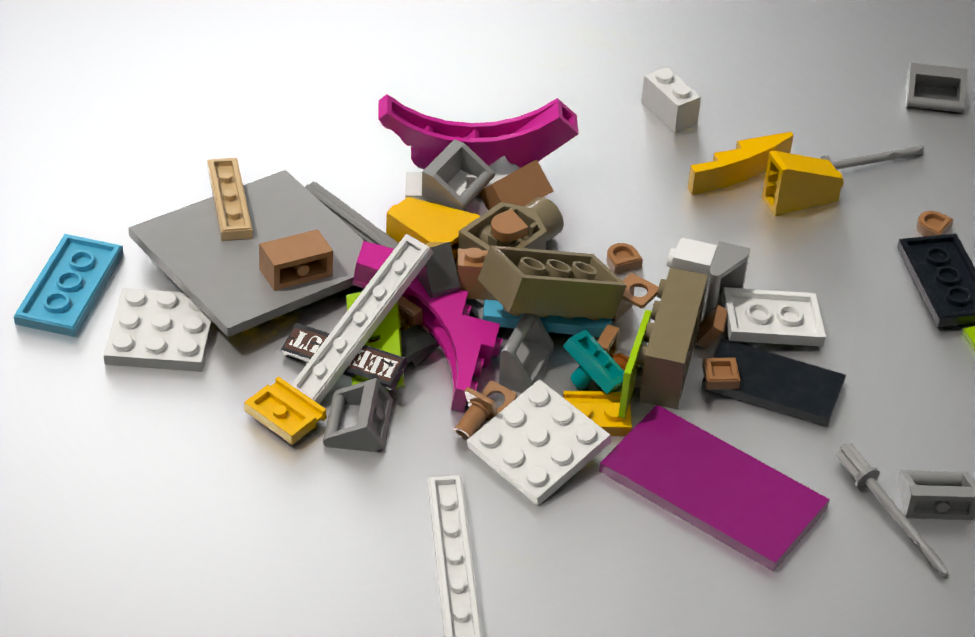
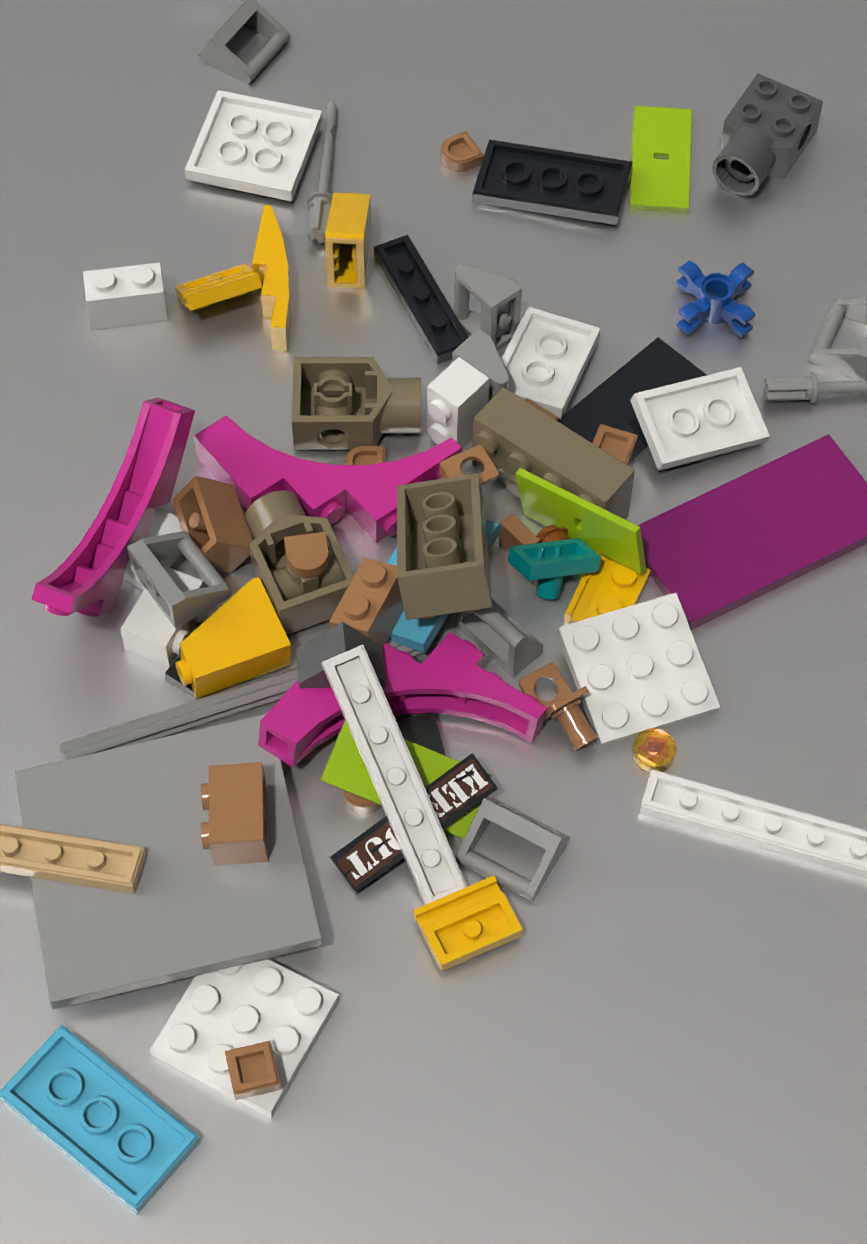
camera: 65 degrees left, 15 degrees up
(123, 331) = (252, 1070): none -> medium nougat tile
(479, 474) = (654, 750): none -> clear yellow tile
(579, 231) = (322, 488): none -> dark pink arch
(652, 218) = (350, 403): none -> dark tan brick
(705, 135) = (218, 287): none -> yellow plate
(783, 413) = (699, 418): none -> white plate
(787, 243) = (421, 297): none -> black tile
(788, 260) = (499, 303): none -> light grey tile
(849, 121) = (254, 145): none -> white plate
(906, 396) = (715, 298): none -> blue pin

